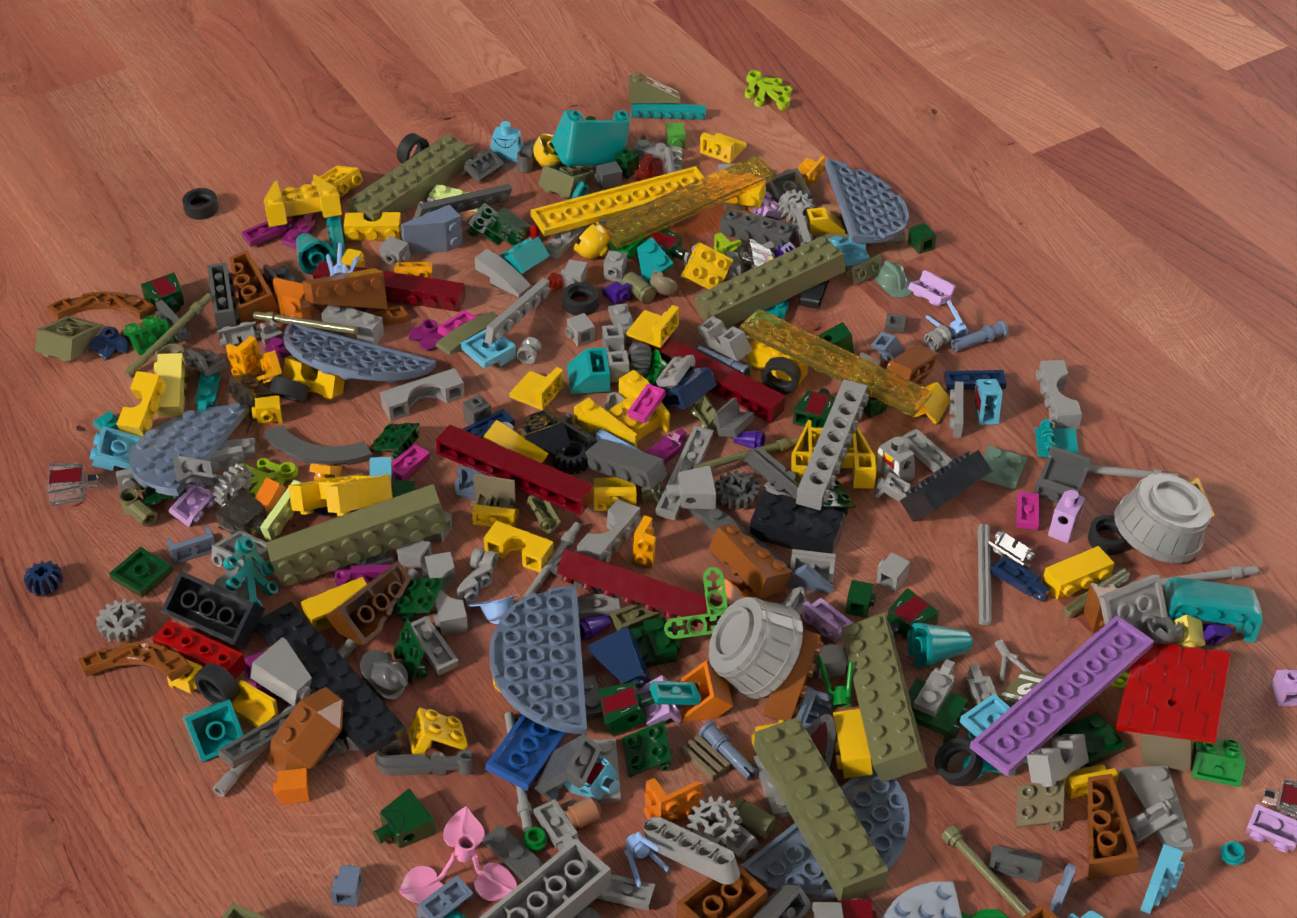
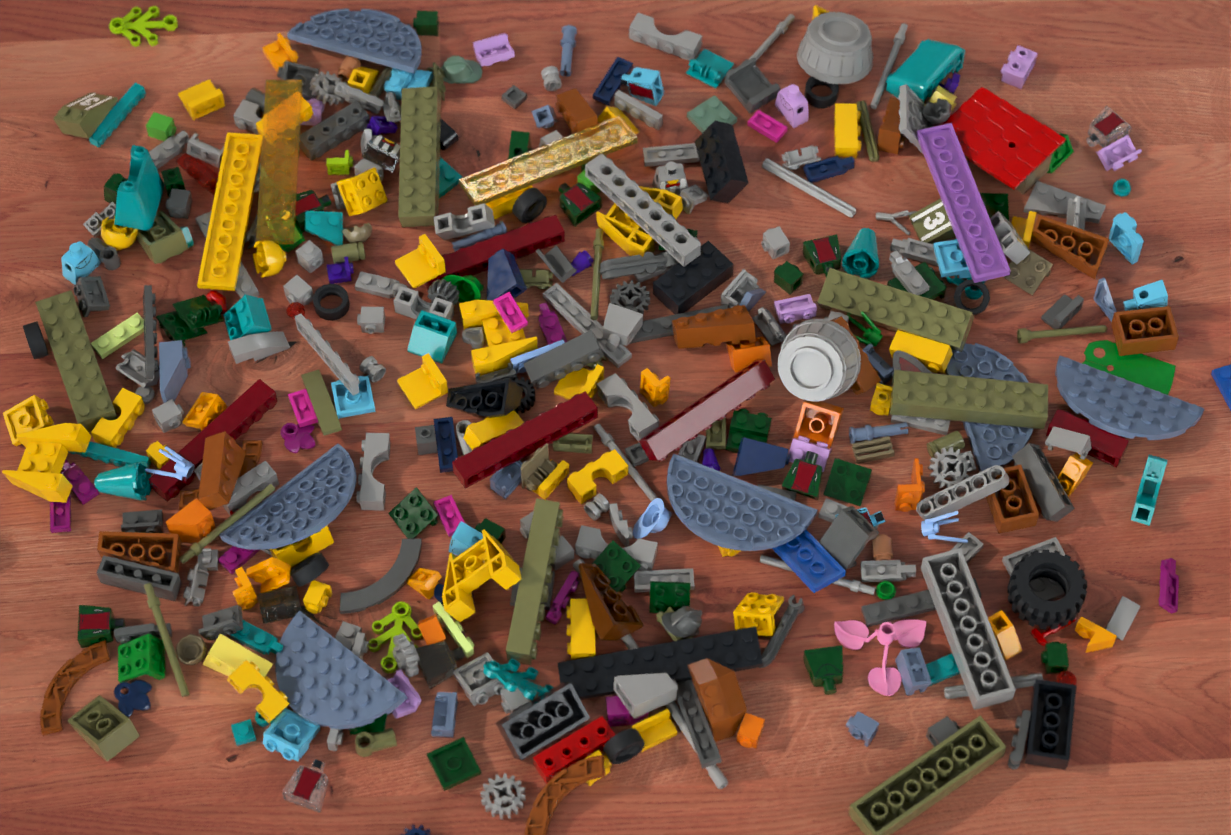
camera: 60 degrees left, 15 degrees up
(194, 472) = (390, 675): dark grey bracket -> none
(212, 728) = (662, 767): teal slope -> none
(675, 371) = (487, 274): light grey plate -> none
(675, 693) = (820, 437): teal plate -> none
(713, 611) = (764, 375): bright green beam -> none
(957, 327) = (549, 59): light blue plant -> none

